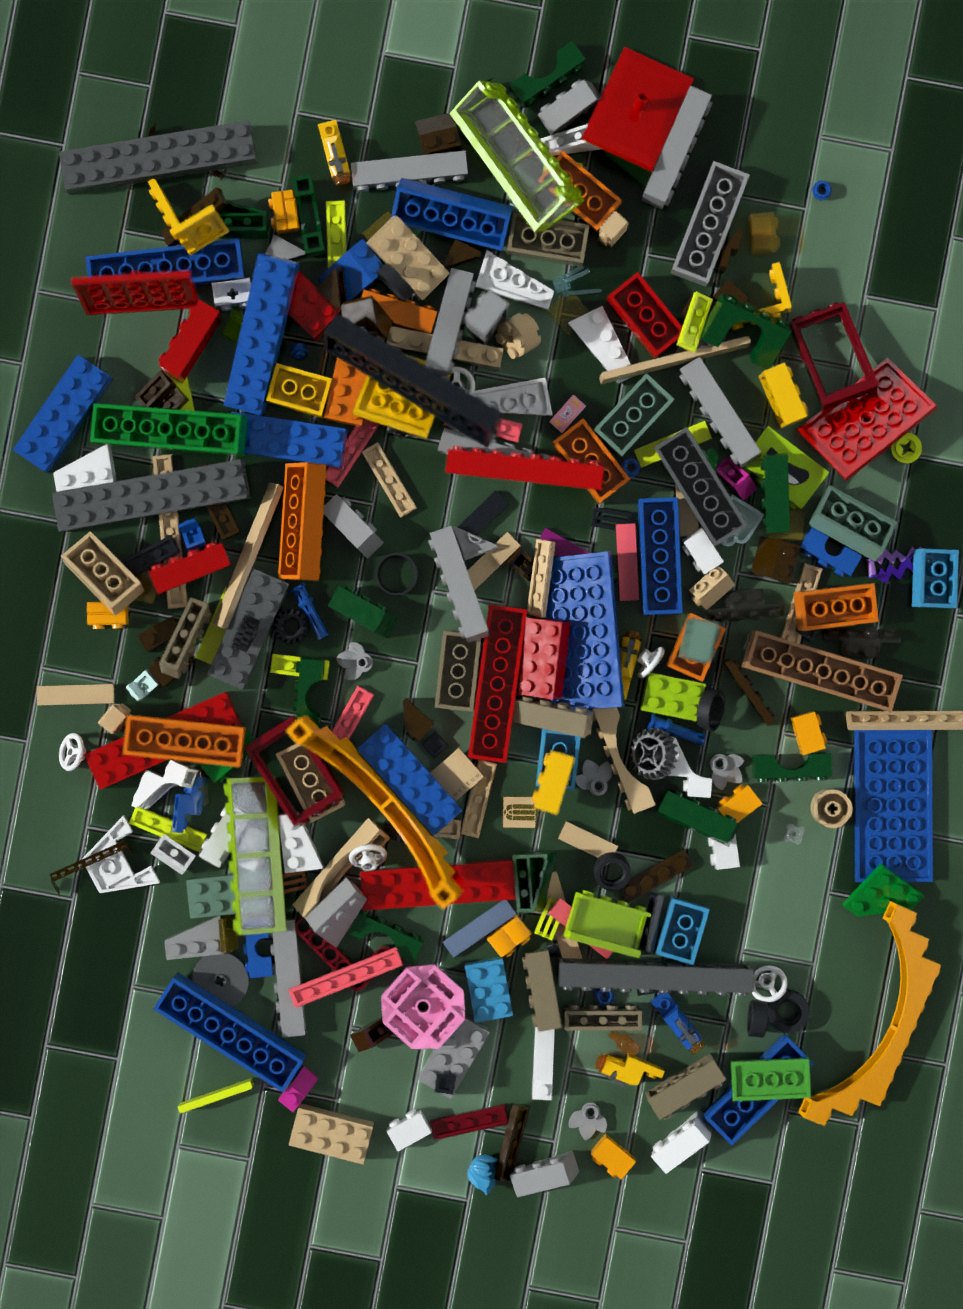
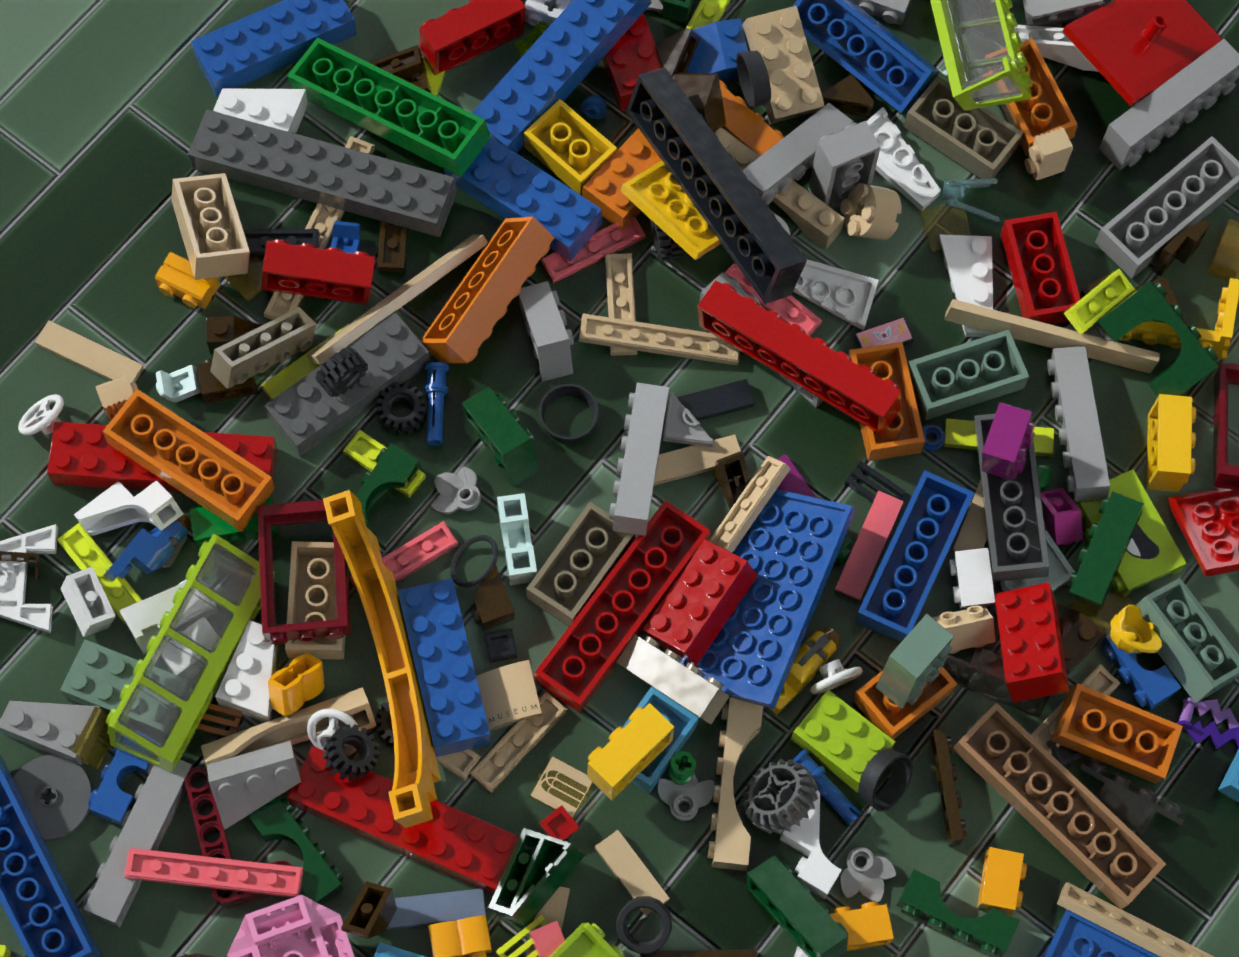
camera: 25 degrees right, 20 degrees down
(328, 840) = (296, 684): none -> light orange brick
(383, 878) = (361, 743): none -> black tyre
(404, 699) = (488, 571): none -> black tyre
(410, 675) = (517, 539): none -> light aqua arch
(423, 495) = (656, 339): none -> tan tile
(450, 954) = (371, 911): none -> dark brown slope
(530, 837) = (560, 824): none -> red plate
(589, 761) = (687, 774): none -> green bush
(685, 461) = (1006, 442): none -> magenta brick
(758, 578) = (1031, 642): none -> red brick
(819, 540) = (1133, 633): none -> yellow piece

